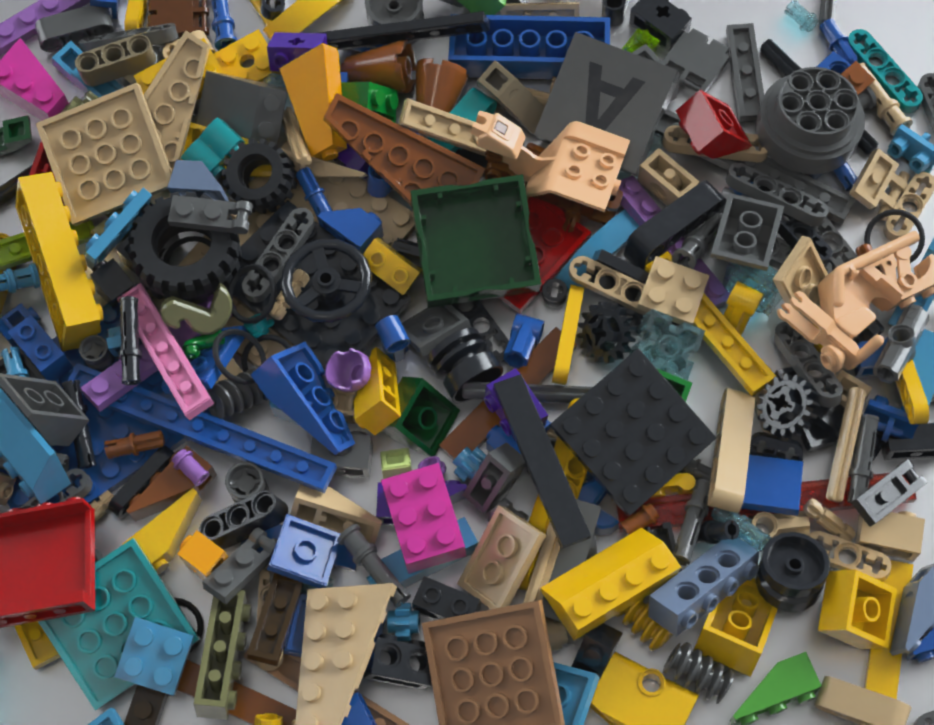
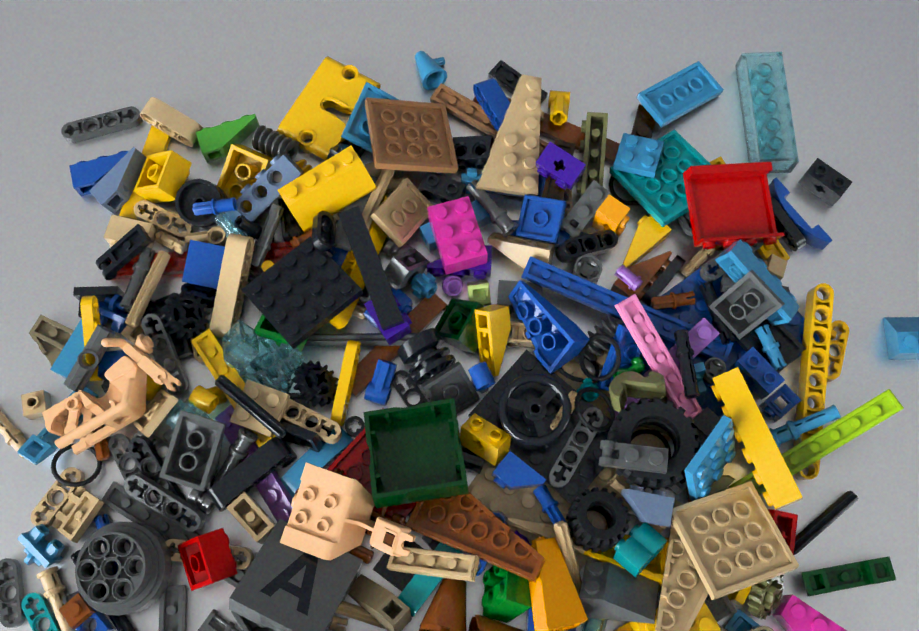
camera: 175 degrees right, 5 degrees up
(277, 627) = (556, 156): none -> dark purple brick
(348, 370) = (515, 346): medium lavender hair -> none
(610, 515) = (323, 231): none -> black plate
(682, 283) = (251, 406): none -> black axle
(708, 365) = (240, 345): none -> clear light blue brick
(768, 547) = (215, 206): none -> blue axle

